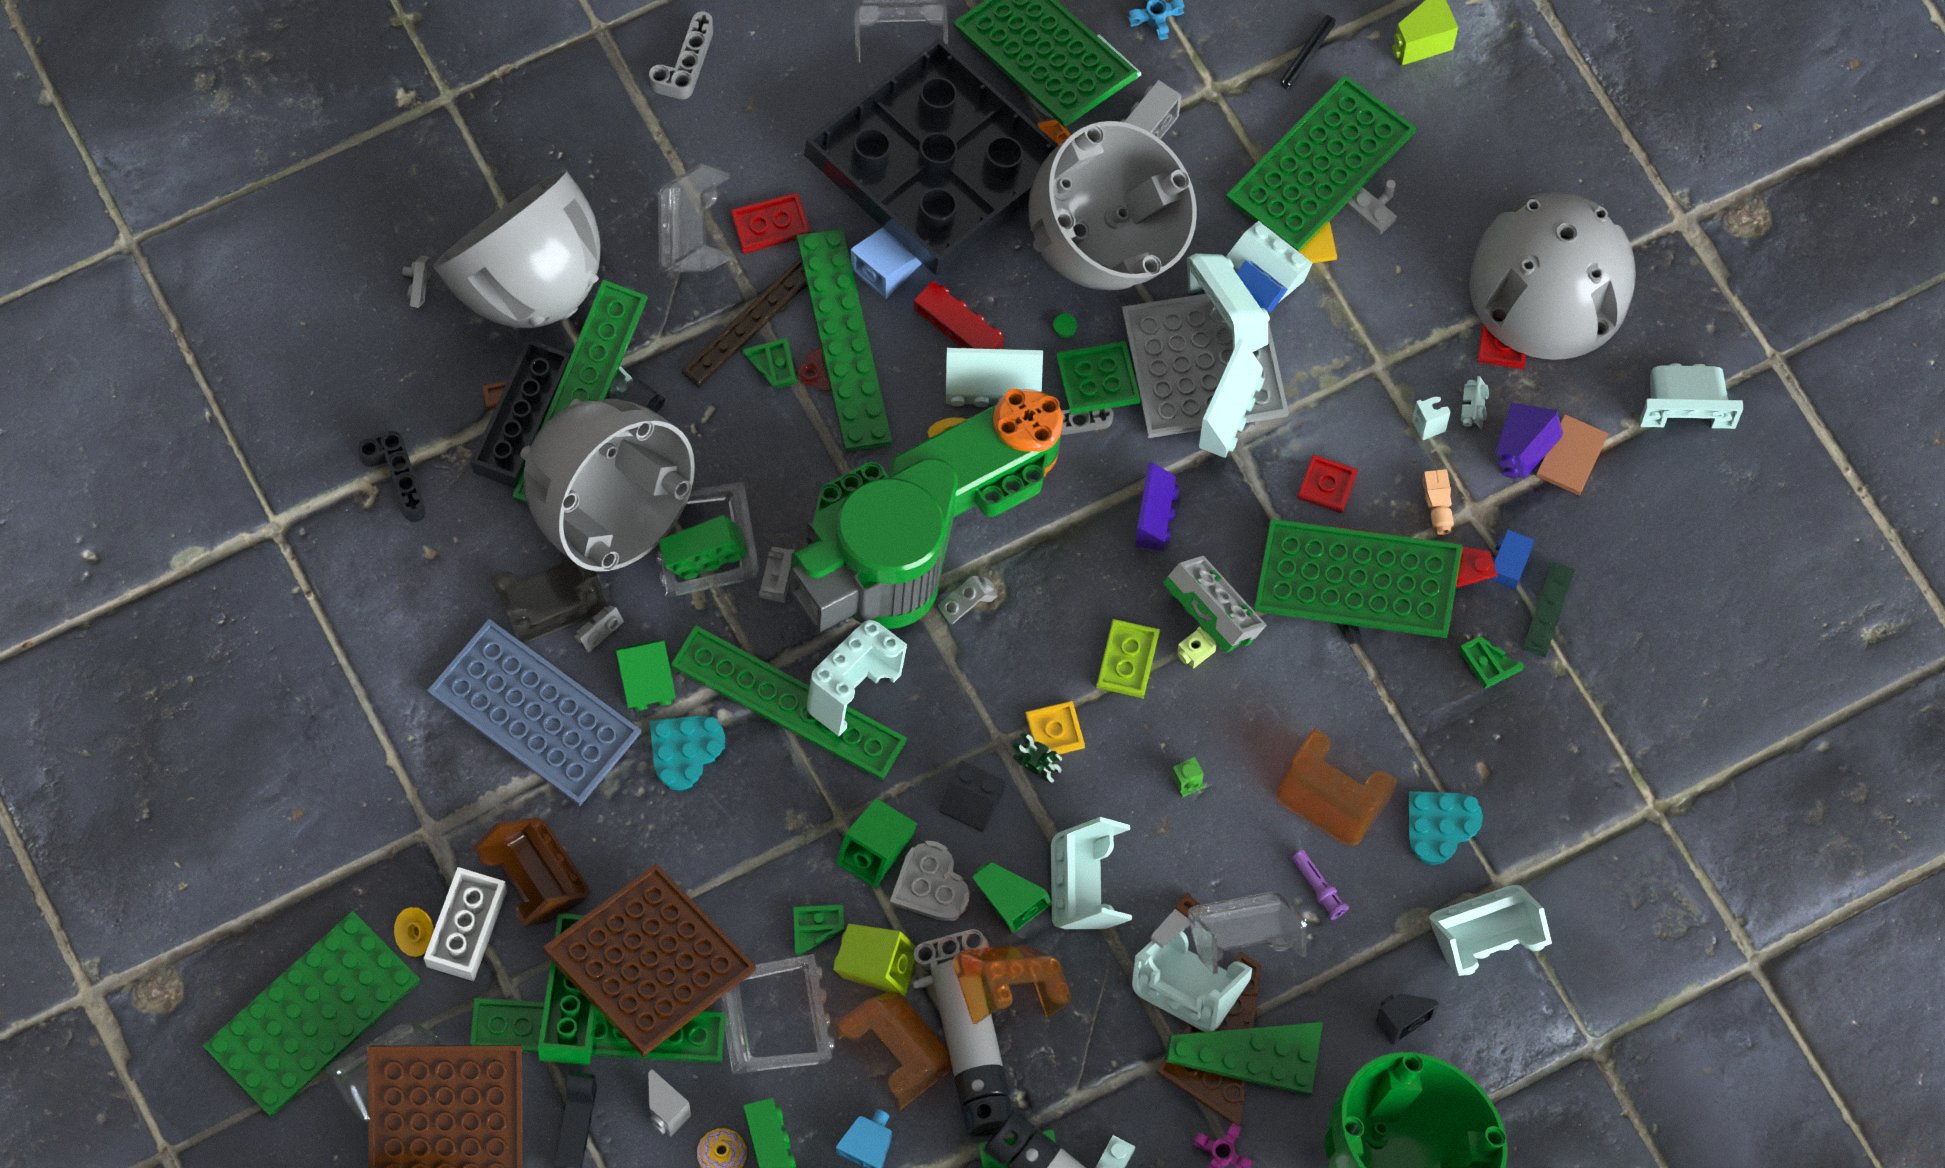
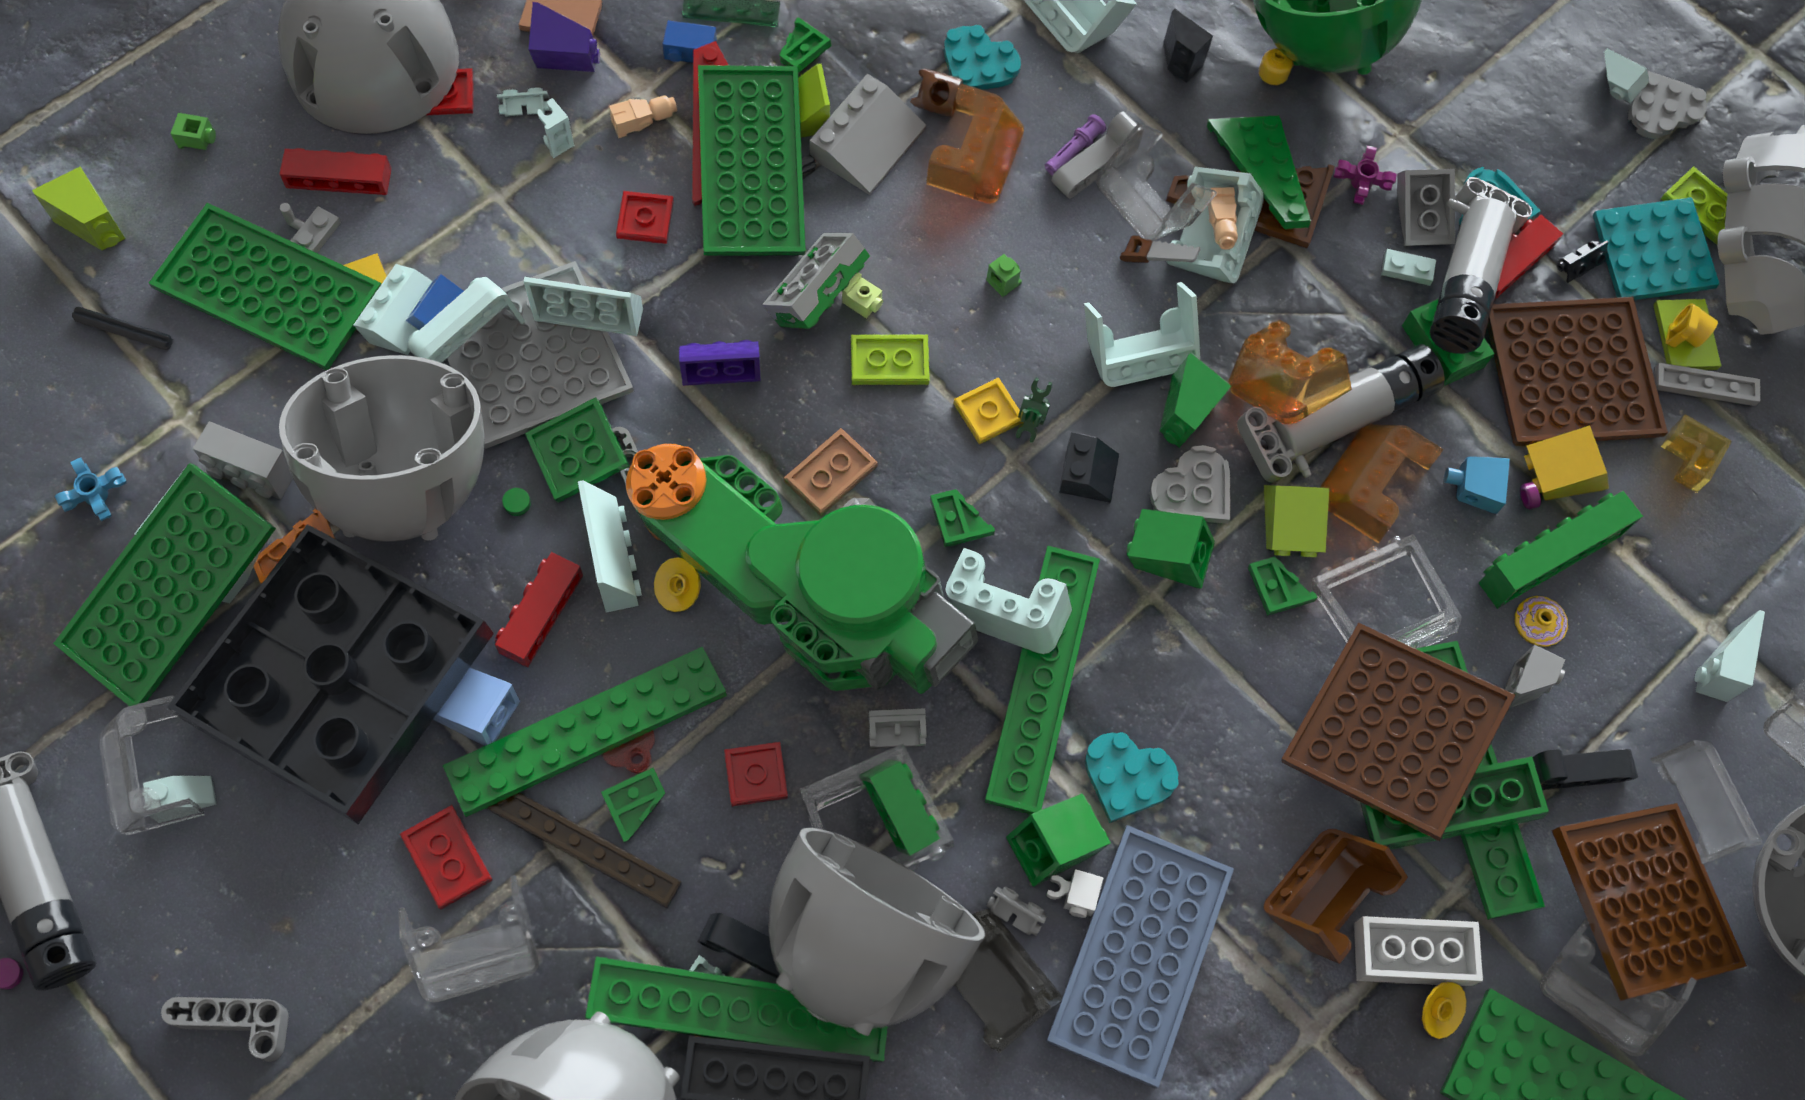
camera: 110 degrees left, 0 degrees up
(597, 677) = (1080, 892): none -> white brick
(771, 460) = (755, 774): none -> red tile
(873, 47) = (177, 788): none -> light aqua slope
(954, 672) = (958, 519): none -> green wing
(1028, 581) = (830, 472): none -> nougat tile
(1191, 980) = (1223, 217): none -> light nougat piece
(1292, 887) = (1084, 168): none -> light grey beam
(1371, 695) = (866, 135): none -> light grey slope
(1405, 766) = (937, 93): none -> reddish brown piece
(1413, 651) = (813, 101): none -> lime slope
(1429, 234) = (335, 171): none -> red brick
(1496, 126) = (192, 131): none -> bright green brick

